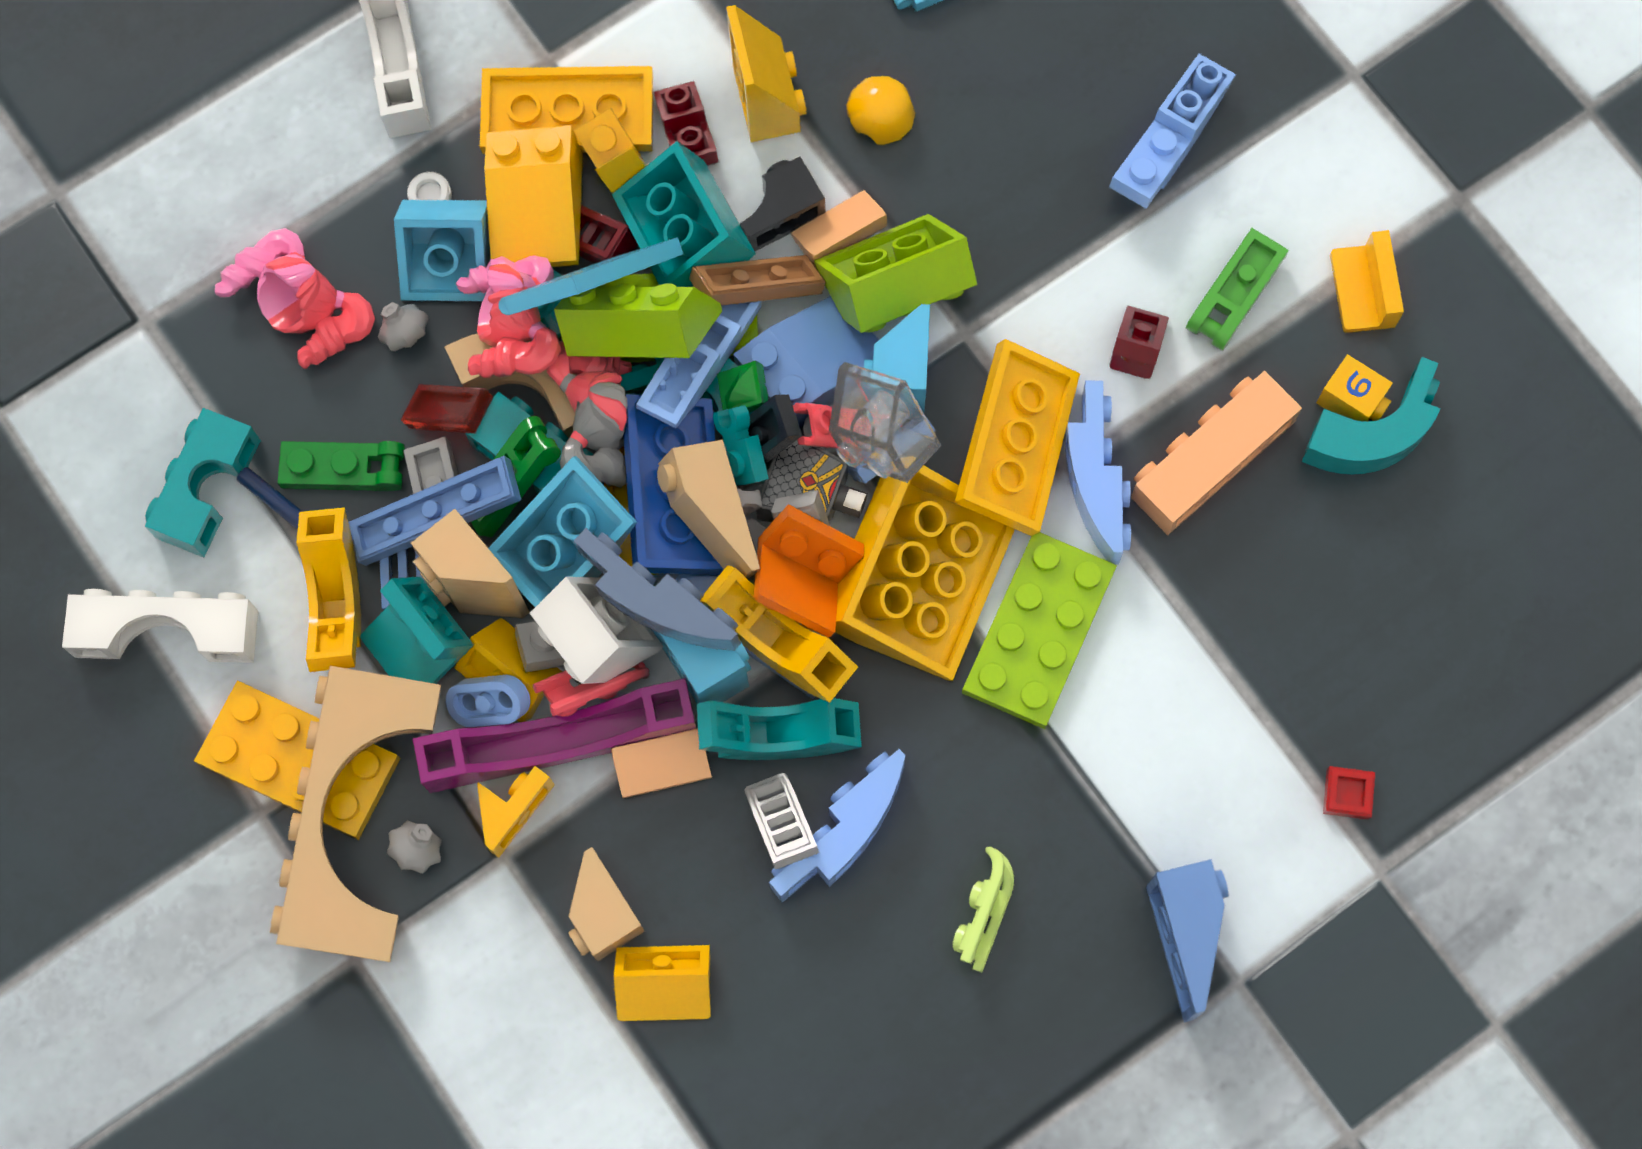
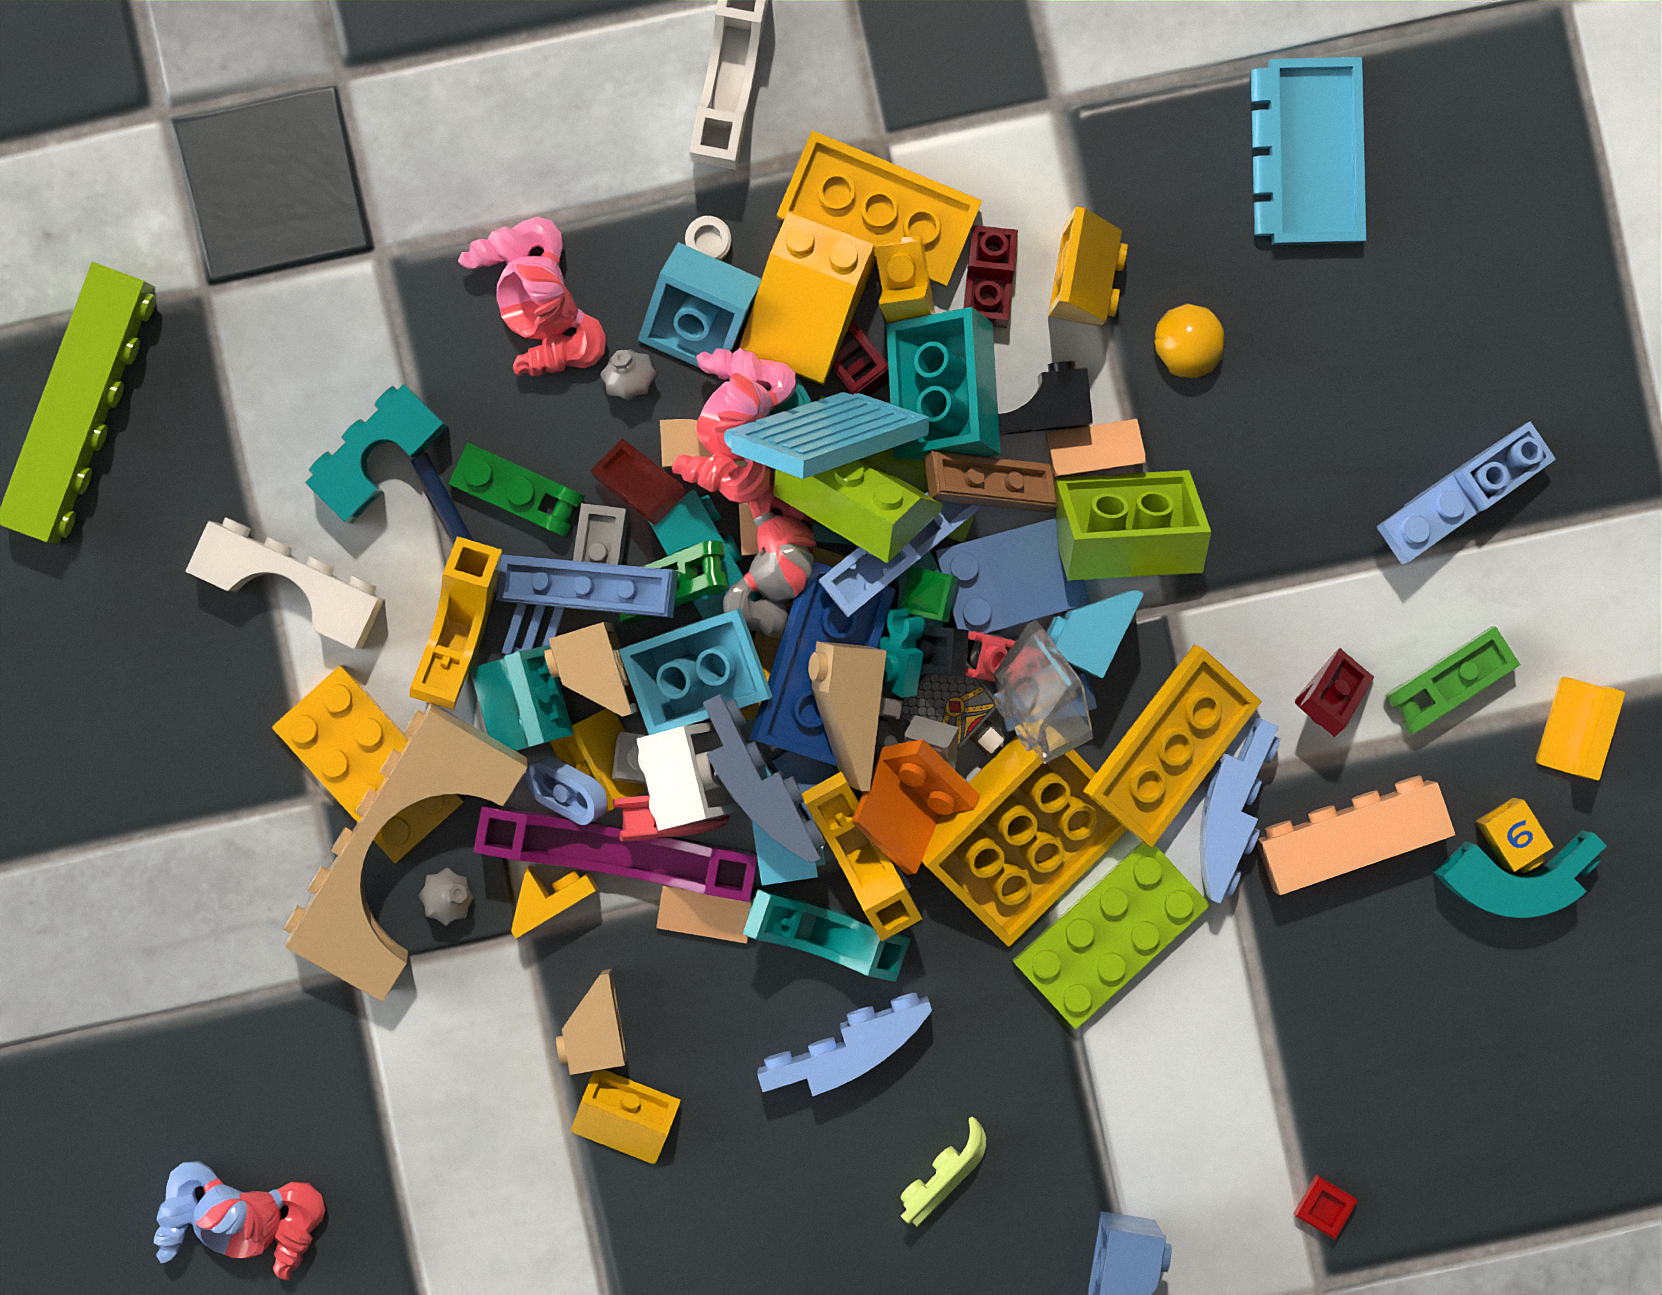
camera: 20 degrees right, 15 degrees up
(780, 819) = (792, 992): light grey slope -> none

